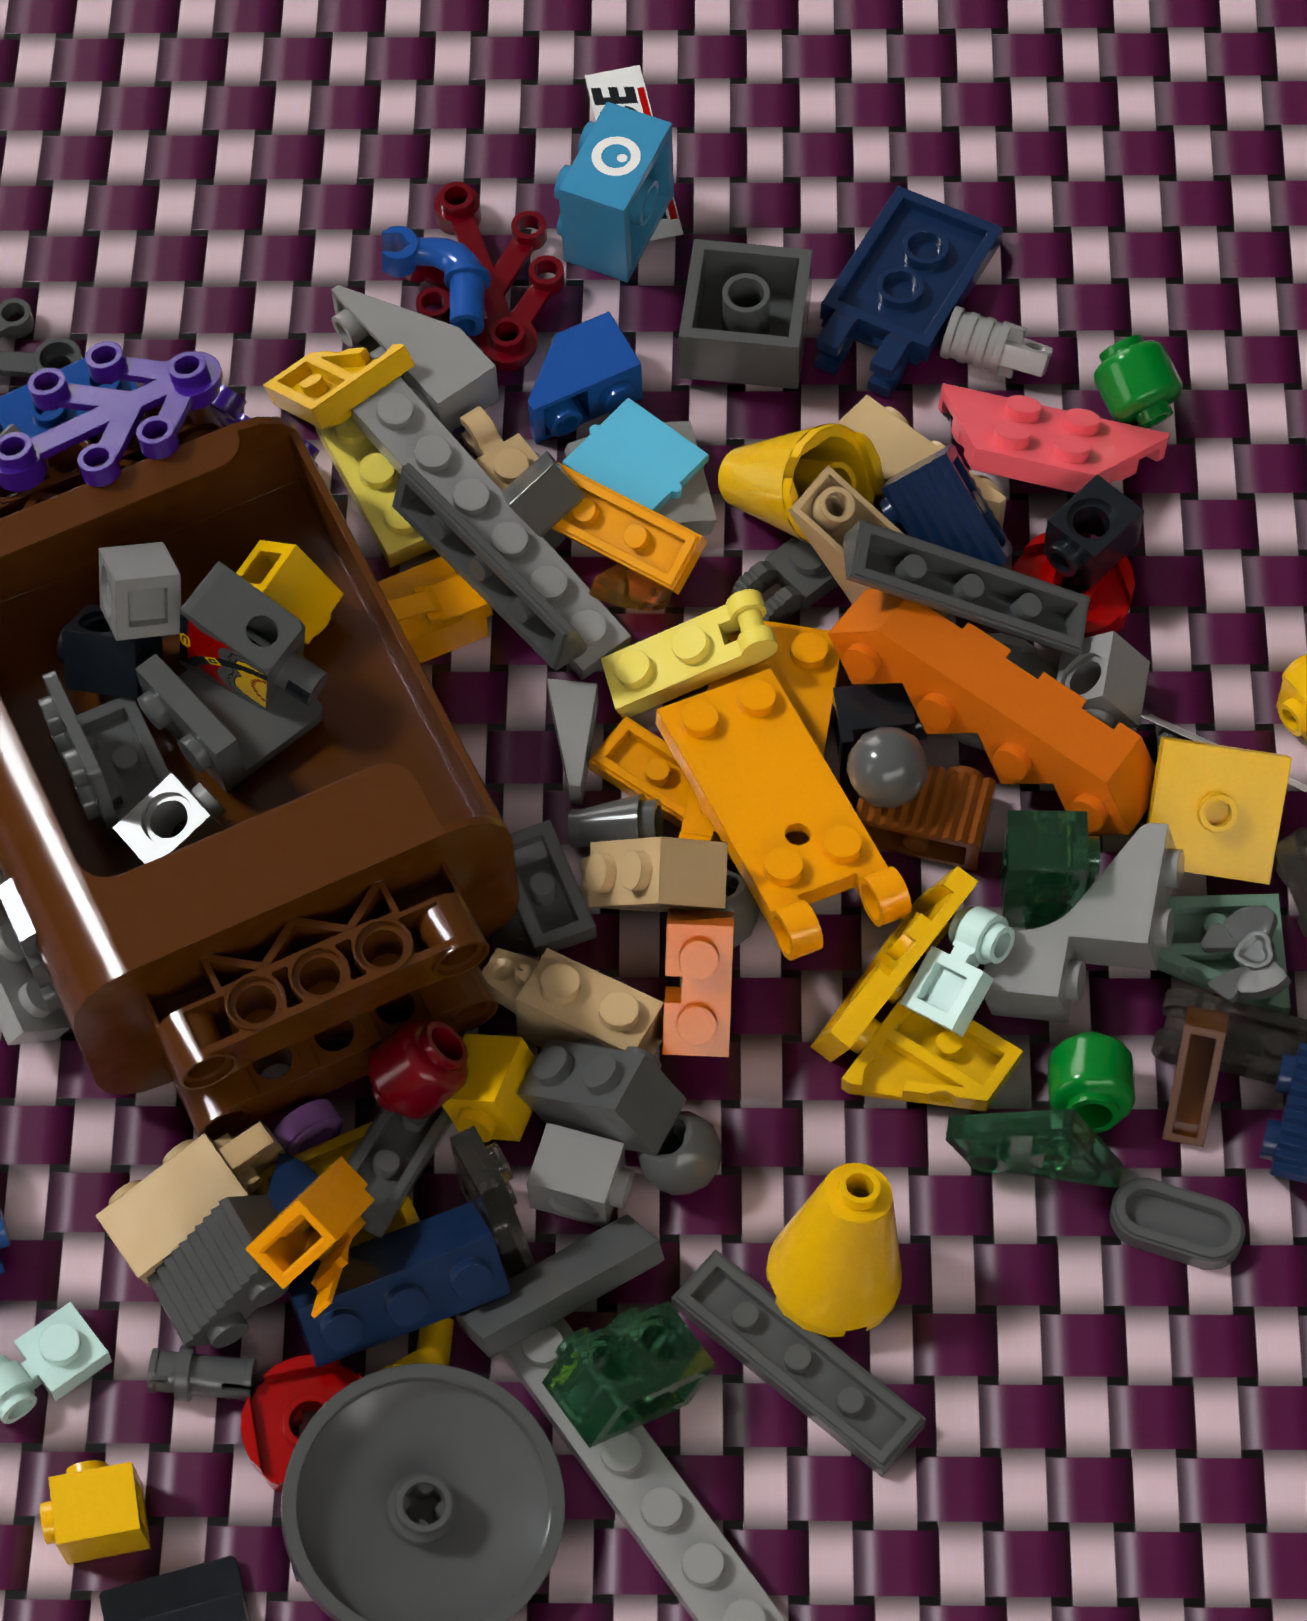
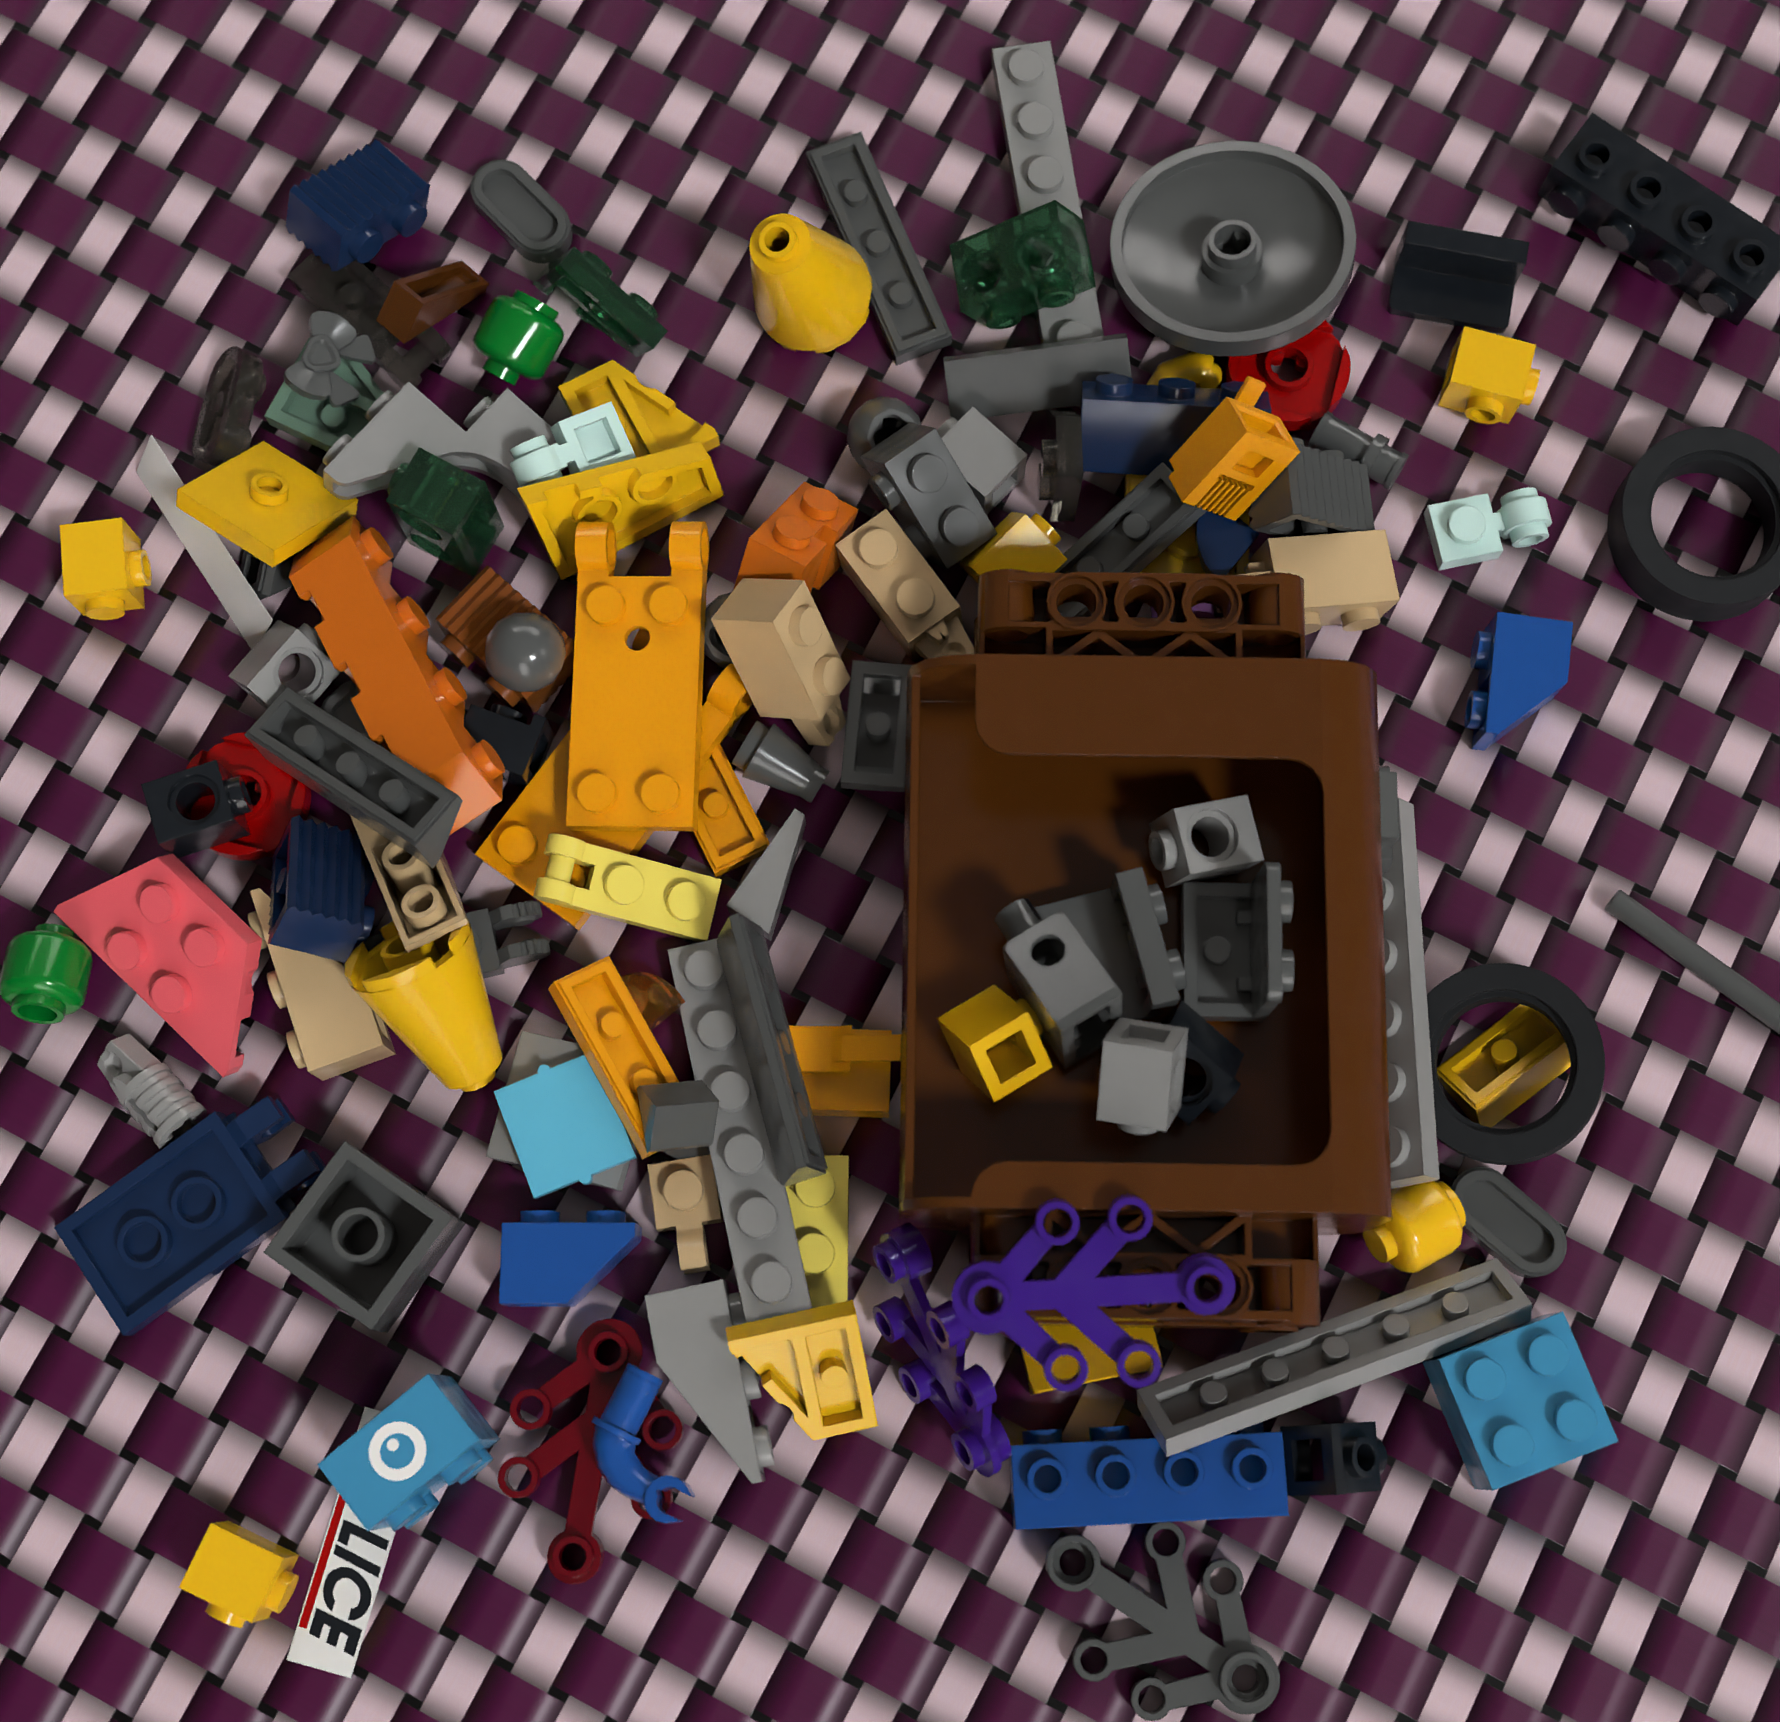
camera: 155 degrees left, 15 degrees up
(418, 1068) = (1073, 551): dark red head -> none
(702, 85) = (240, 1575): none -> yellow brick

